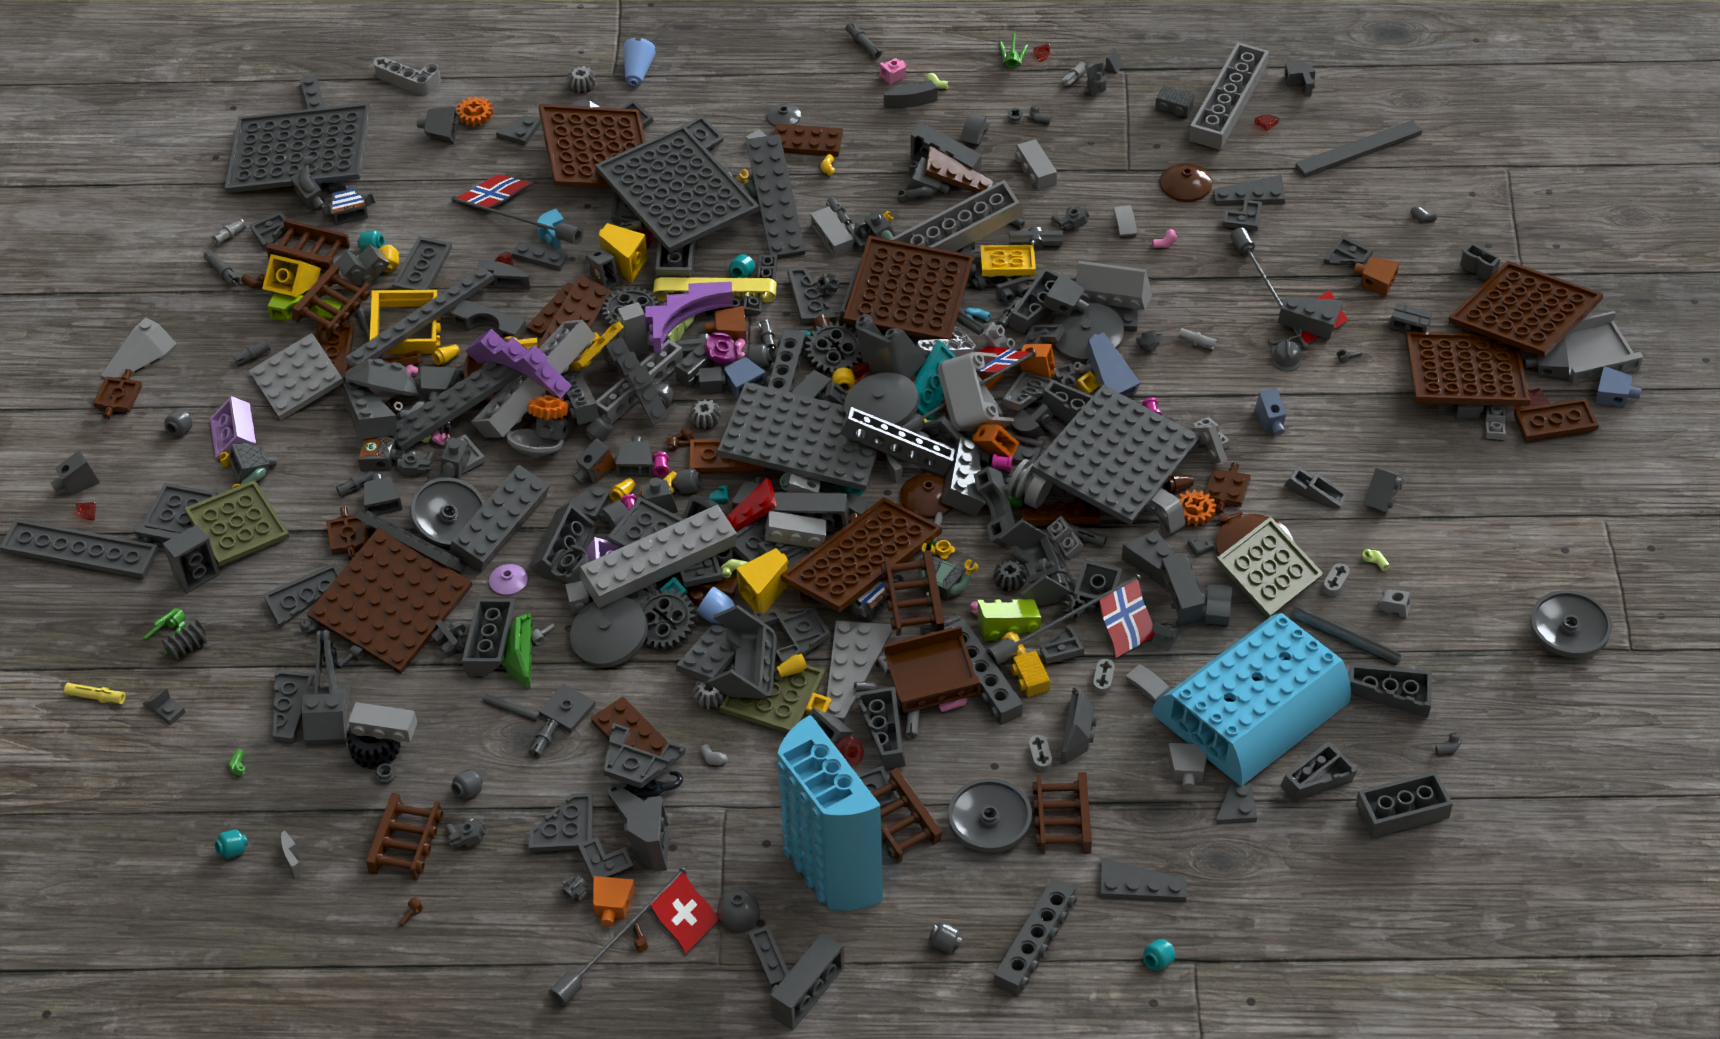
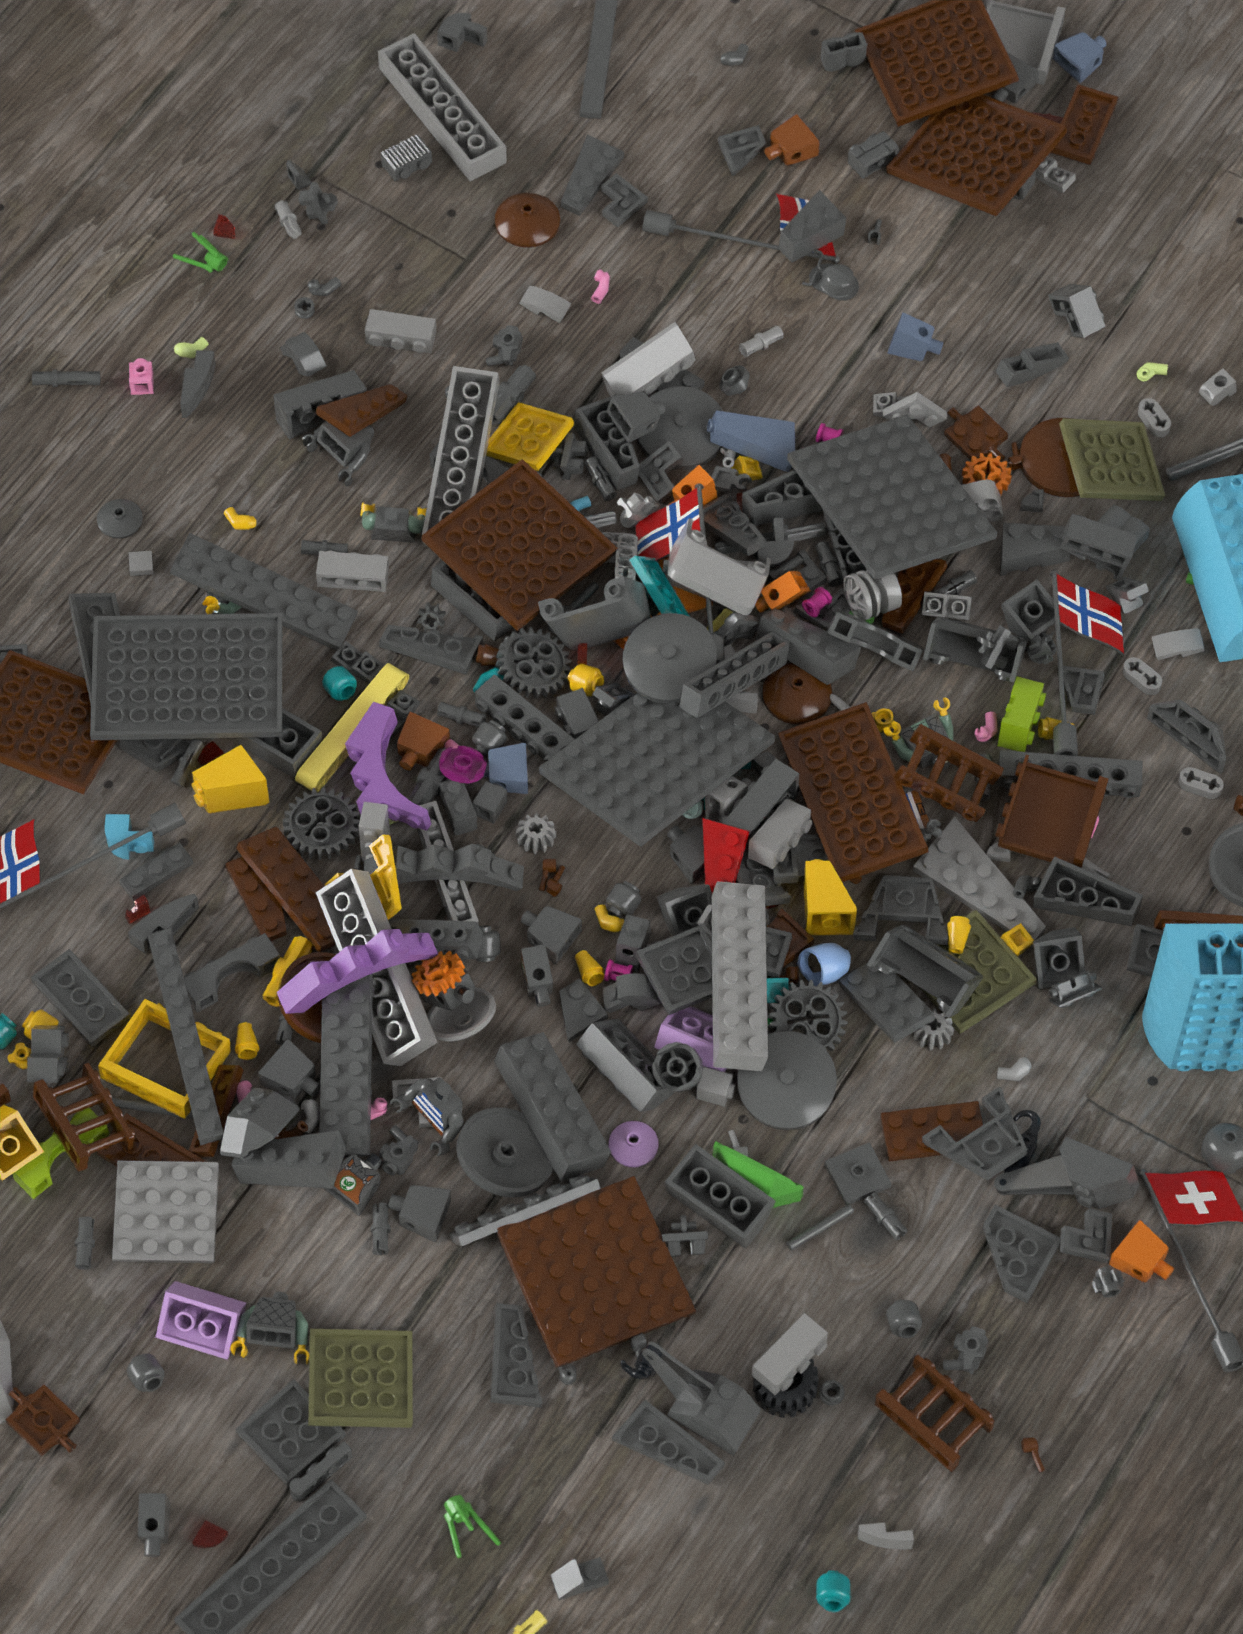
camera: 60 degrees left, 10 degrees up
(185, 640) = (503, 1511): dark grey piece -> none
(191, 559) = (398, 1446): dark grey brick -> none
(235, 763) = (717, 1539): bright green arm -> none
(346, 533) = (455, 1271): reddish brown plate -> none
(603, 263) = (236, 816): dark grey torso -> none
(640, 943) = (1209, 1253): reddish brown hand -> none
(660, 464) = (579, 911): dark pink bush -> none
(705, 459) = (601, 856): dark orange plate -> none
(720, 496) = (659, 881): teal tile -> none
(730, 566) = (782, 915): yellowish green arm -> none
(810, 139) = (179, 515): reddish brown plate -> none
(851, 750) = (1096, 944): clear red plate -> none
(860, 233) = (382, 544): dark grey hips -> none
(1009, 575) = (962, 681): dark grey gear -> none
(1031, 673) = (1101, 734): yellow brick -> none
(1266, 121) = (497, 100): clear red tile -> none

